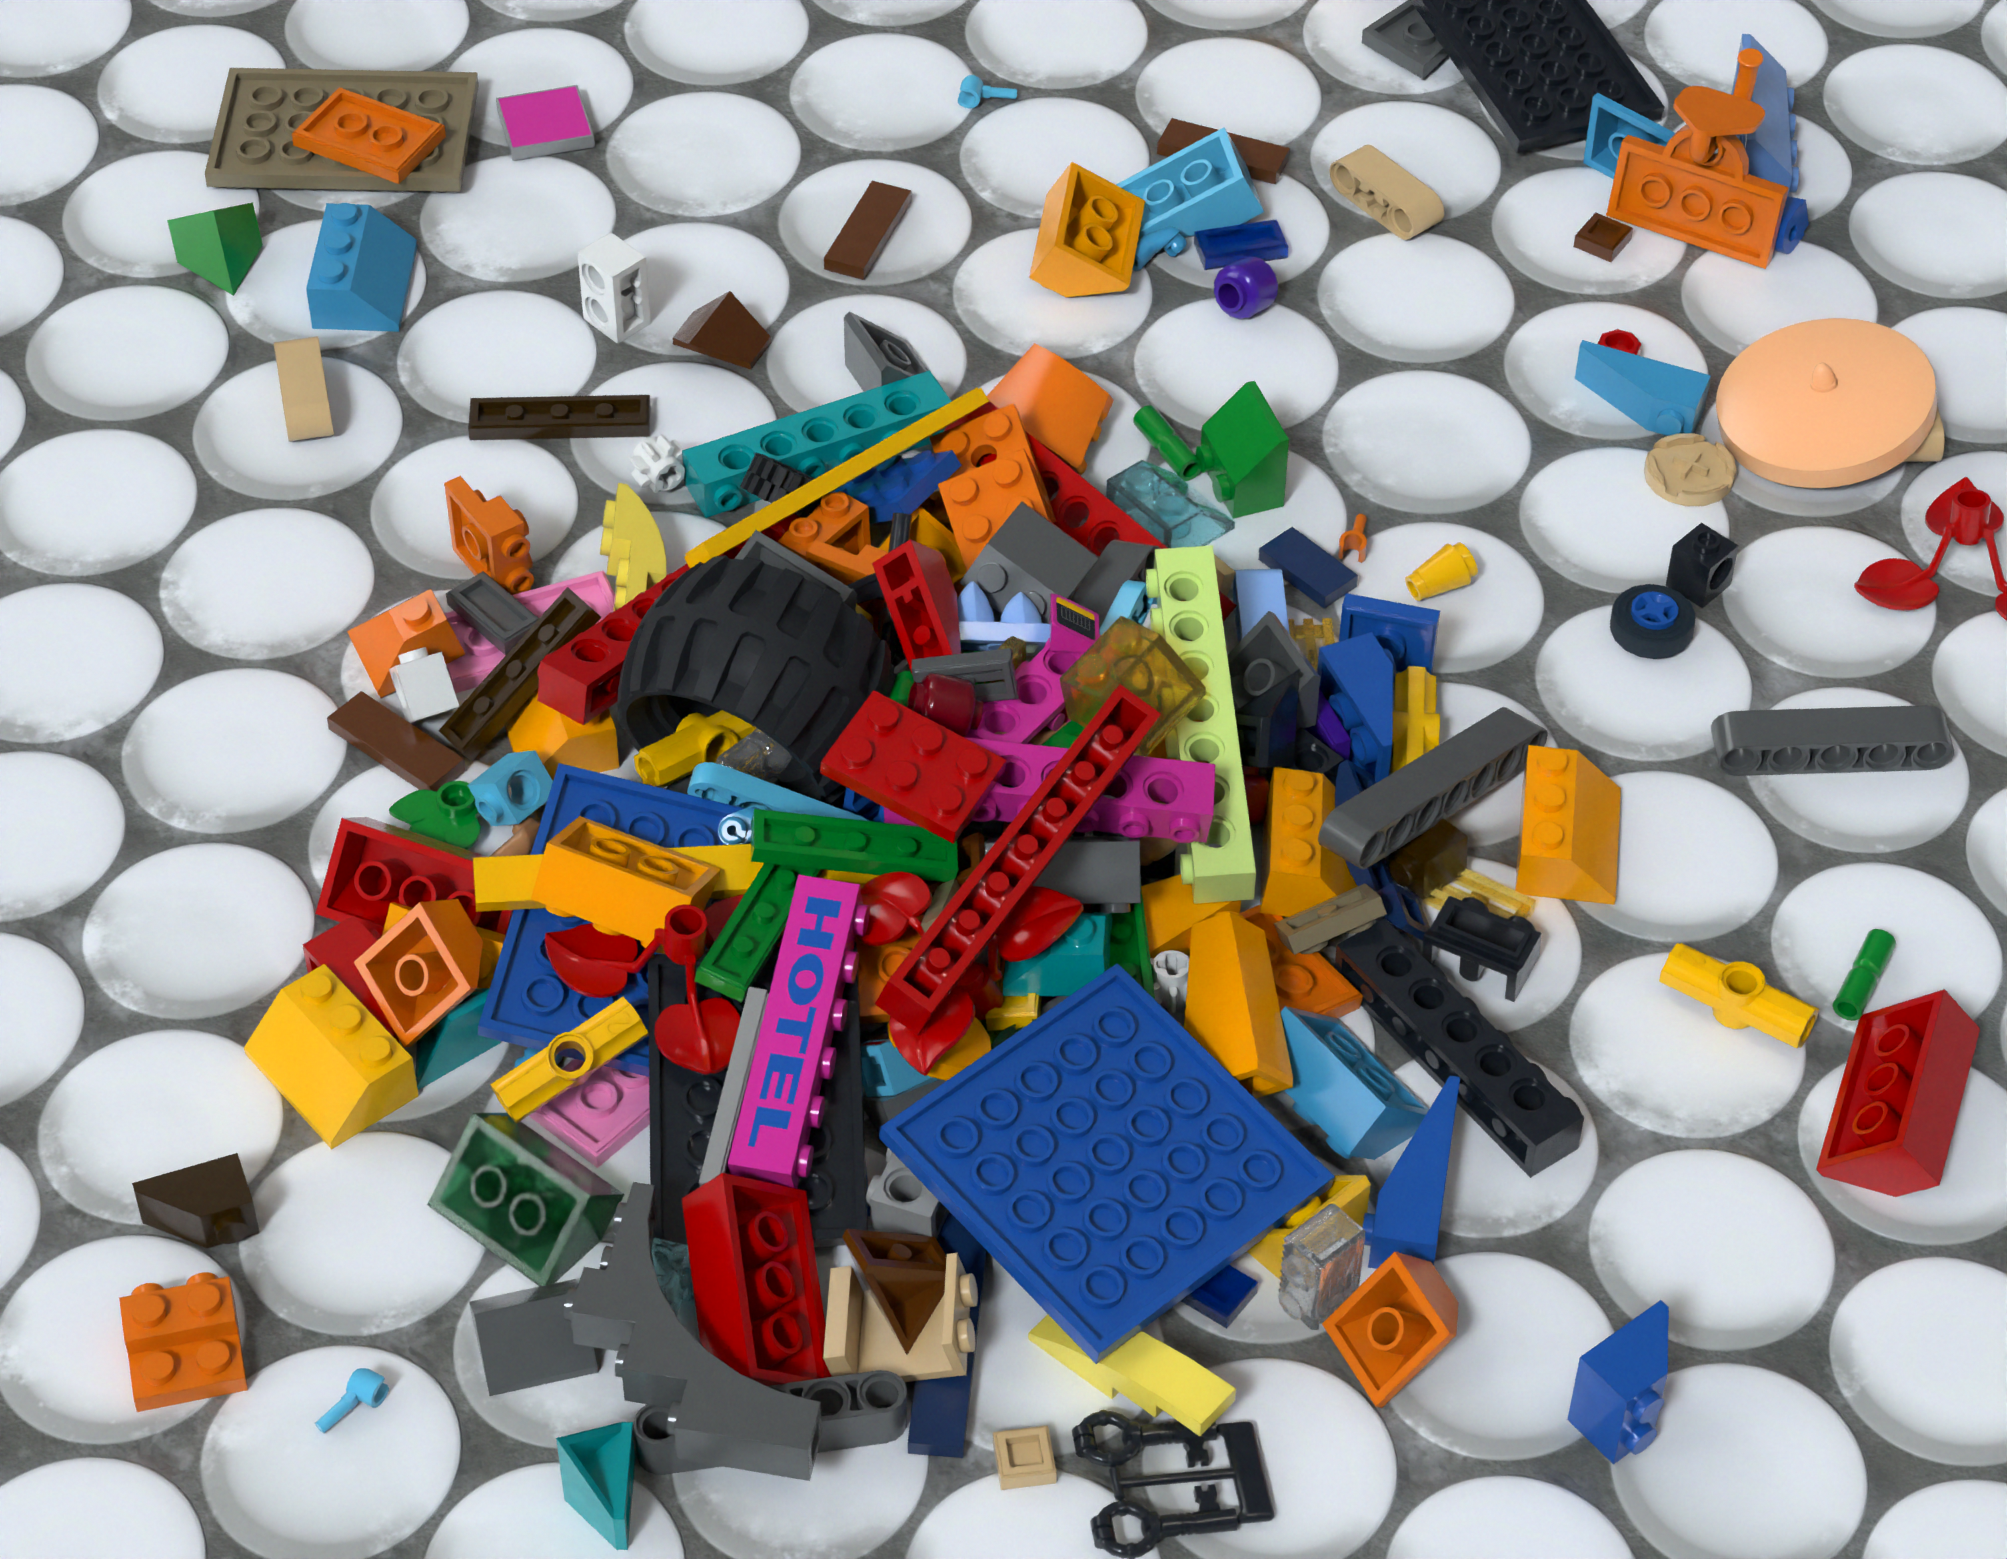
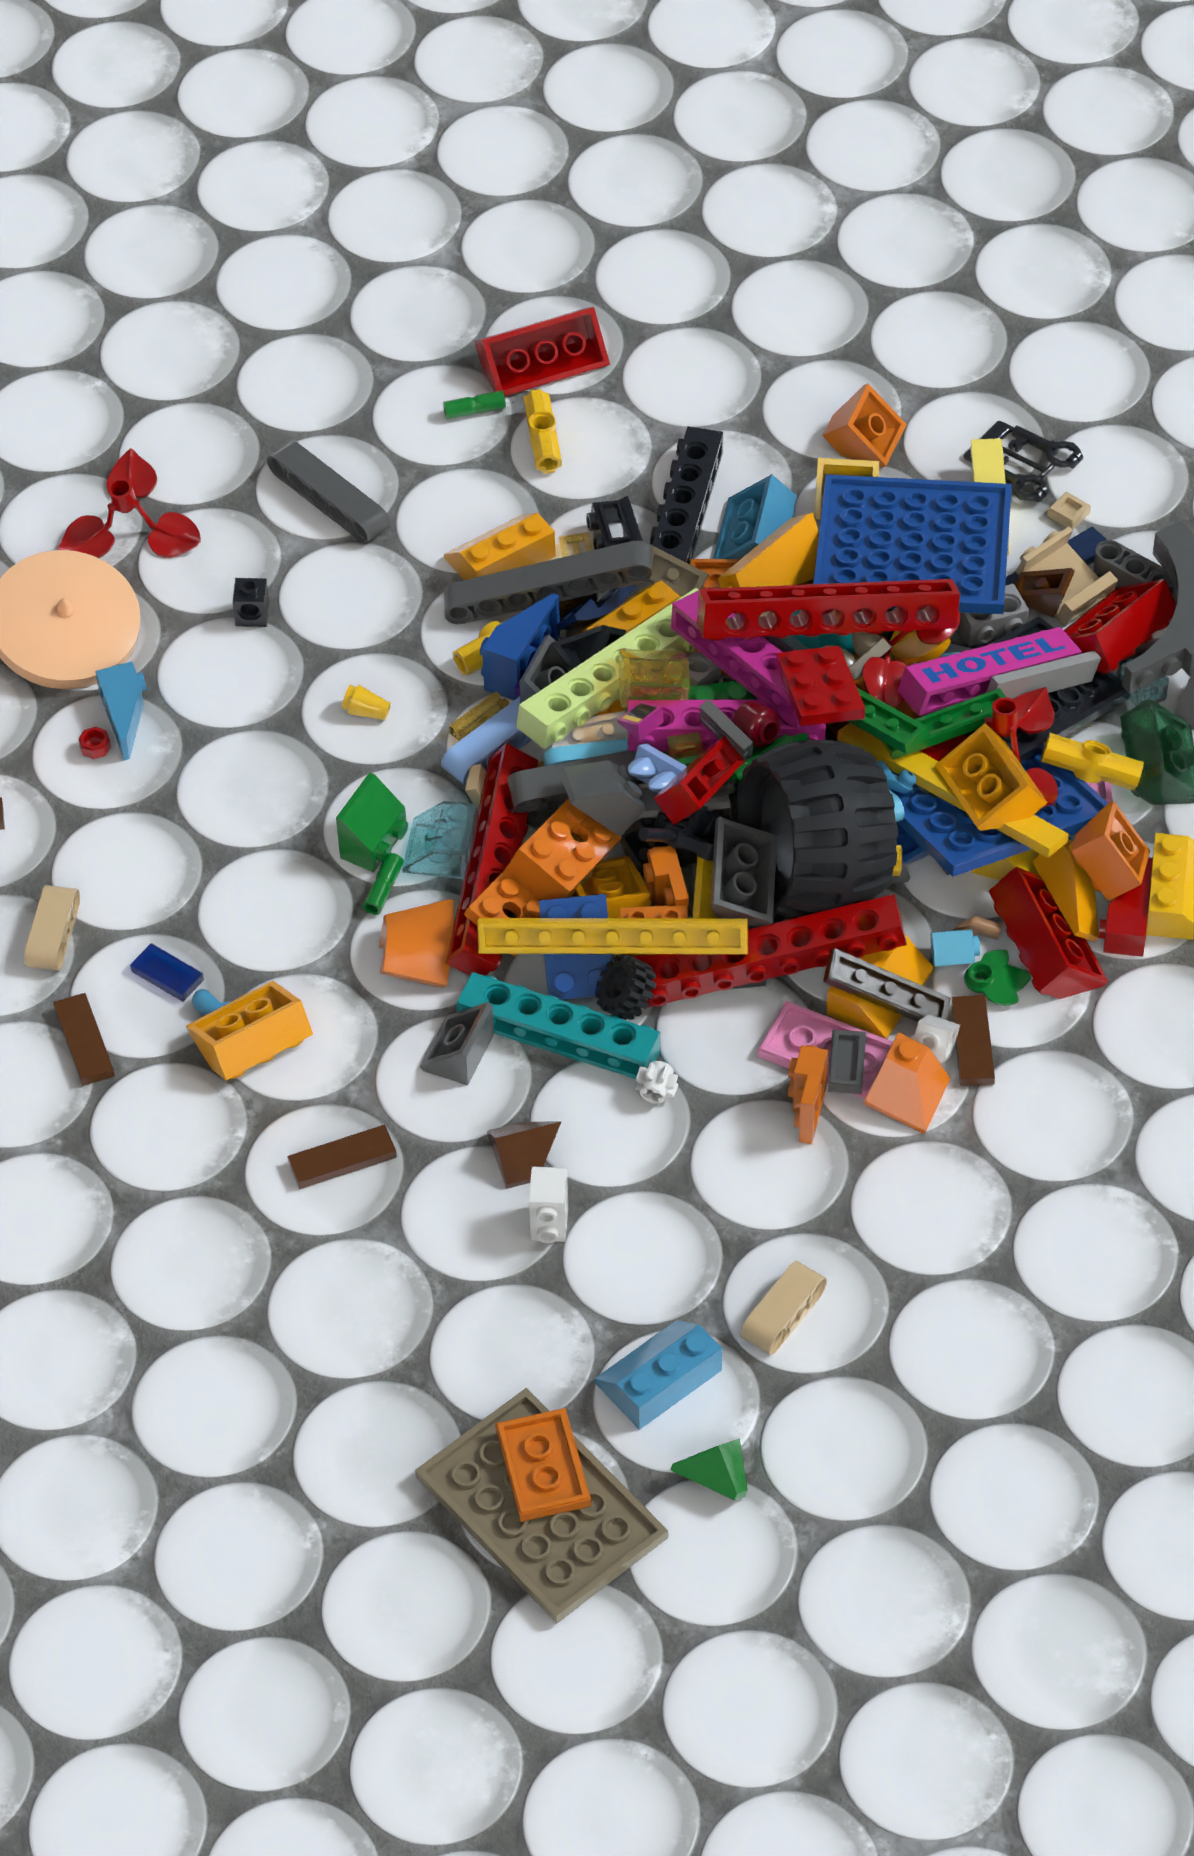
camera: 130 degrees left, 5 degrees up
(545, 122) = (414, 1407): dark pink tile -> none
(559, 417) = (662, 1175): dark brown tile -> none
(632, 546) = (735, 1031): light yellow slope -> none
(973, 89) = (151, 1203): medium azure hand -> none
(1196, 188) = (150, 1014): medium azure slope -> none
(1245, 287) = (215, 930): dark purple head -> none
(1308, 567) = (416, 765): dark blue tile -> none
(1321, 1266) = (877, 445): clear brick -> none
(1354, 539) = (379, 759): orange hand -> none
(1401, 628) = (456, 671): blue tile -> none
(1414, 1191) = (791, 464): blue slope -> none
(1623, 1386) = (813, 334): blue slope -> none
(1652, 621) = (311, 603): black wheel -> none
(1690, 470) = (165, 662): tan tile -> none

